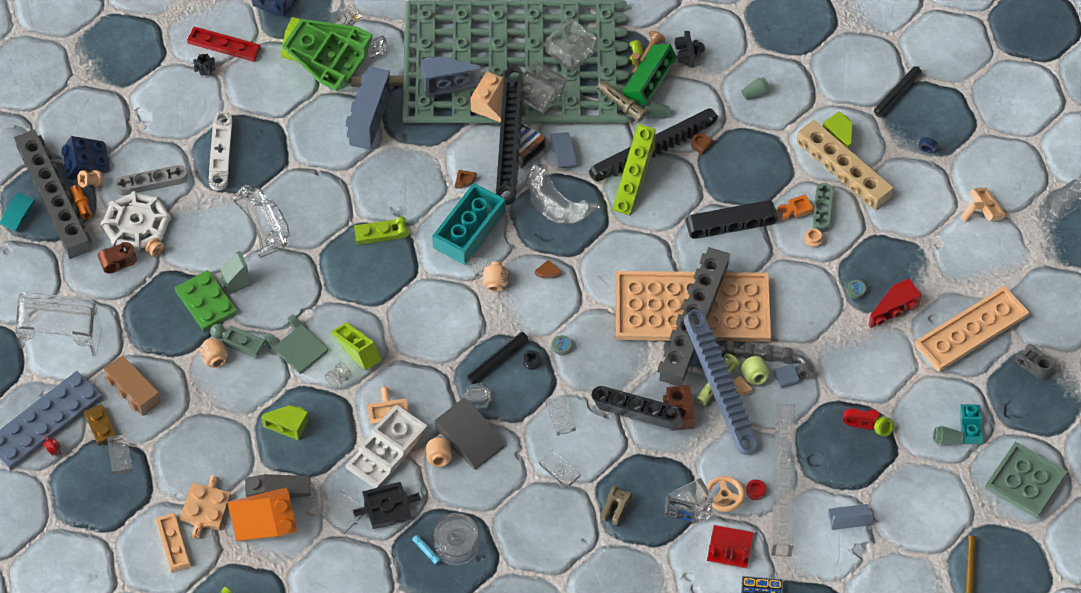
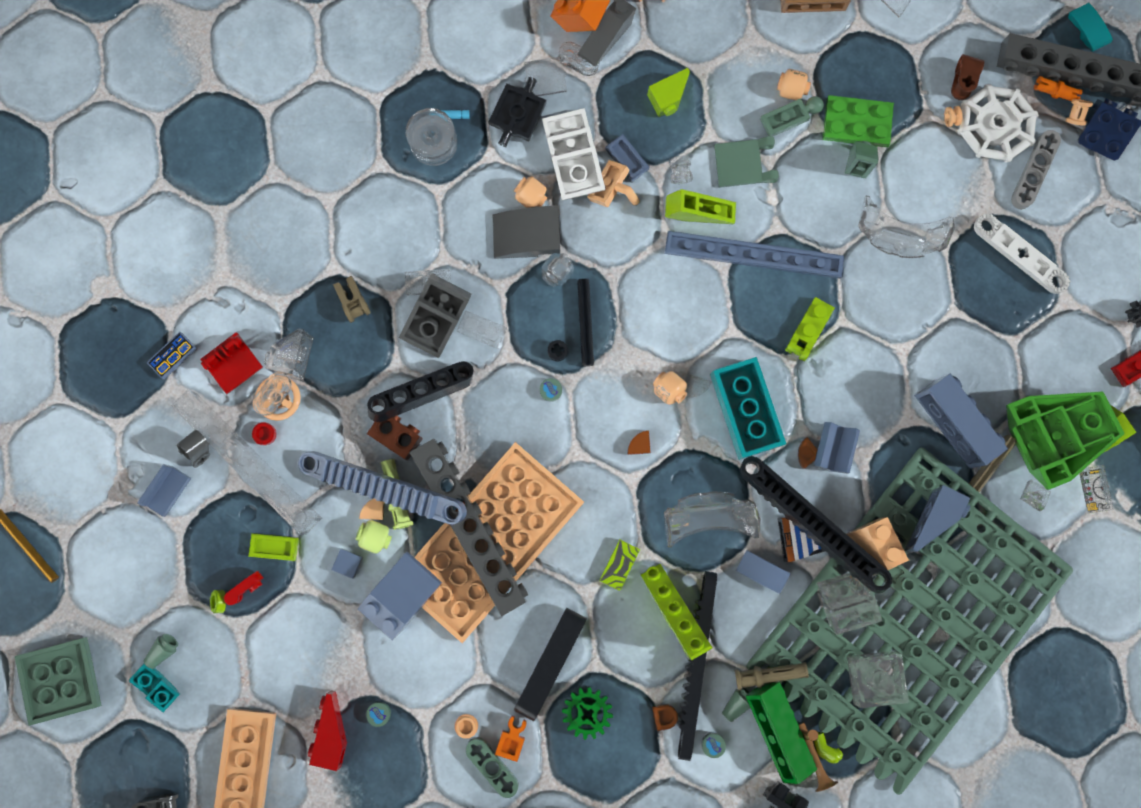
camera: 130 degrees right, 25 degrees up
(357, 417) = (625, 154): none -> sand blue tile
(358, 297) = (754, 254): none -> sand blue tile
(447, 161) = (836, 448): none -> sand blue panel
(578, 443) = (435, 315): none -> dark grey slope
(635, 228) = (619, 565): none -> tile
(691, 107) = (713, 745): none -> sand green tile
(724, 490) = (270, 392): none -> clear plate
(749, 180) = (595, 705): none -> green gear
(775, 322) = (399, 596): none -> sand blue slope
(805, 370) = (383, 565): flat silver bar -> none
(806, 514) = (194, 448): none -> dark grey piece
(820, 426) = (273, 547): none -> lime tile

